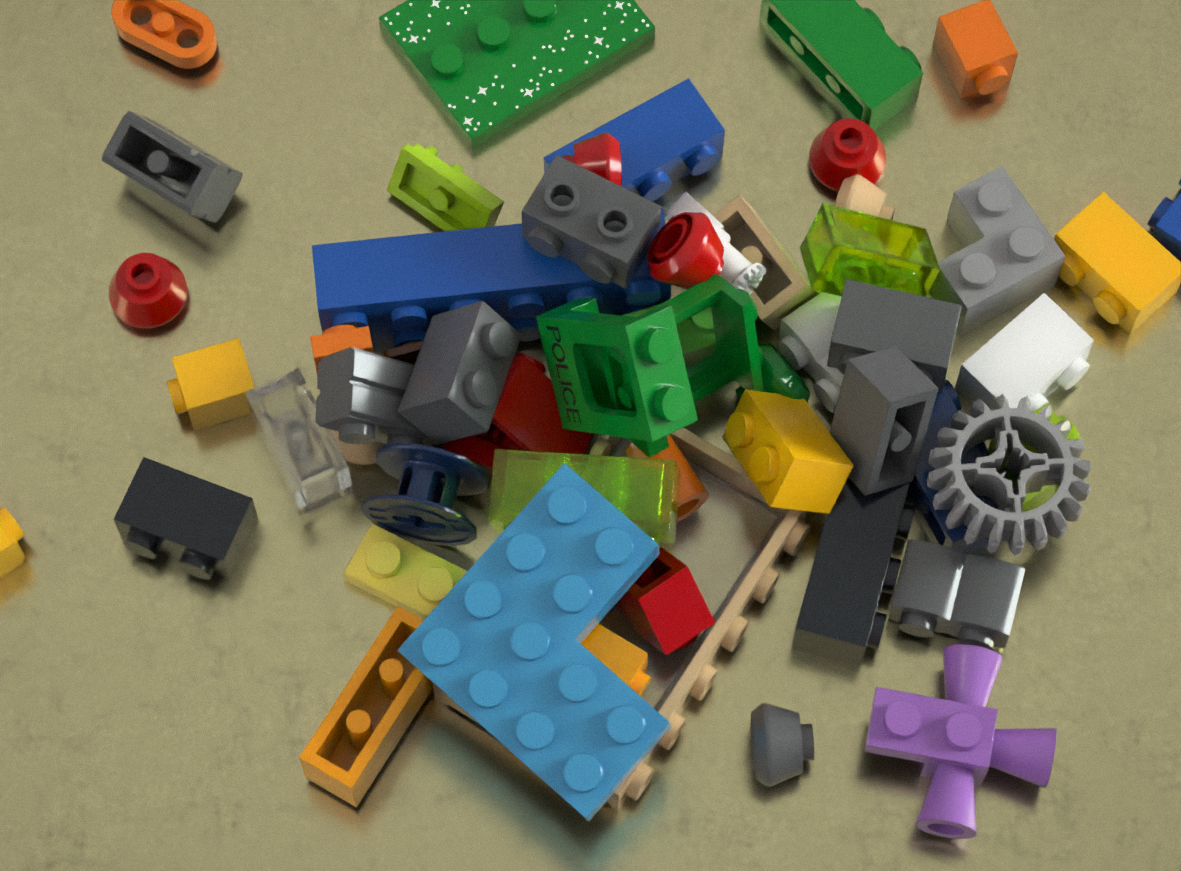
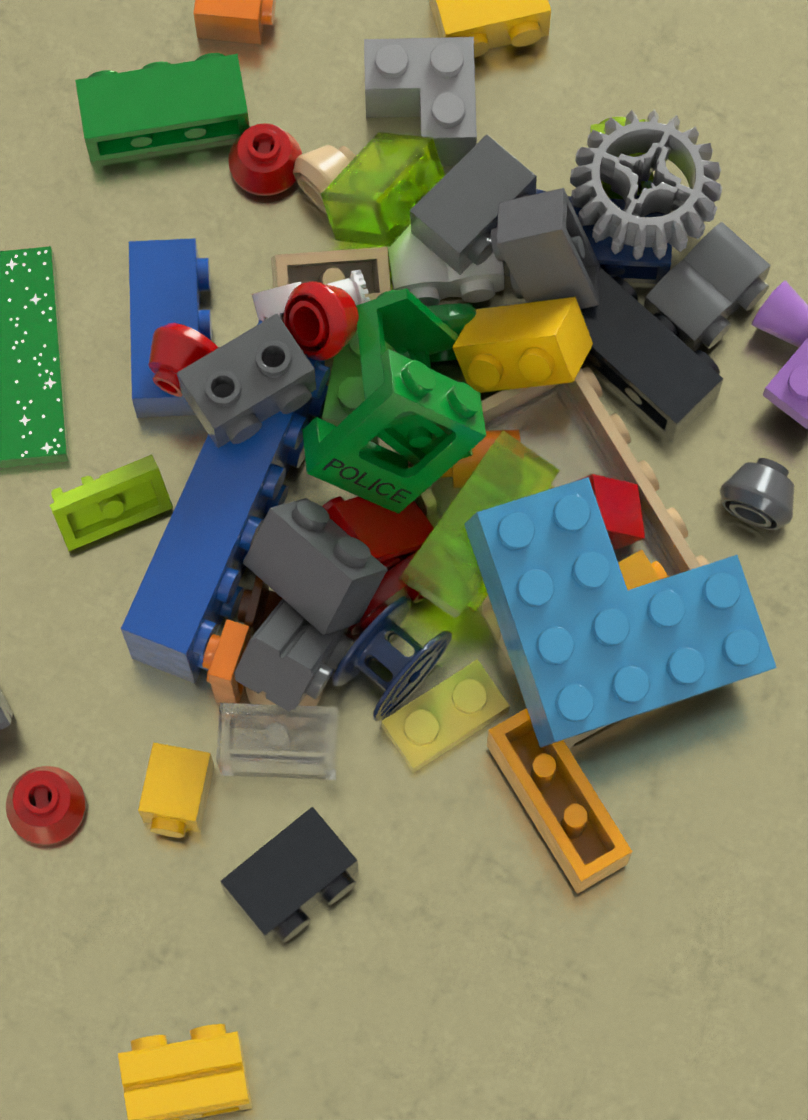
camera: 60 degrees left, 5 degrees up
(1028, 358) = (537, 119): white brick -> none

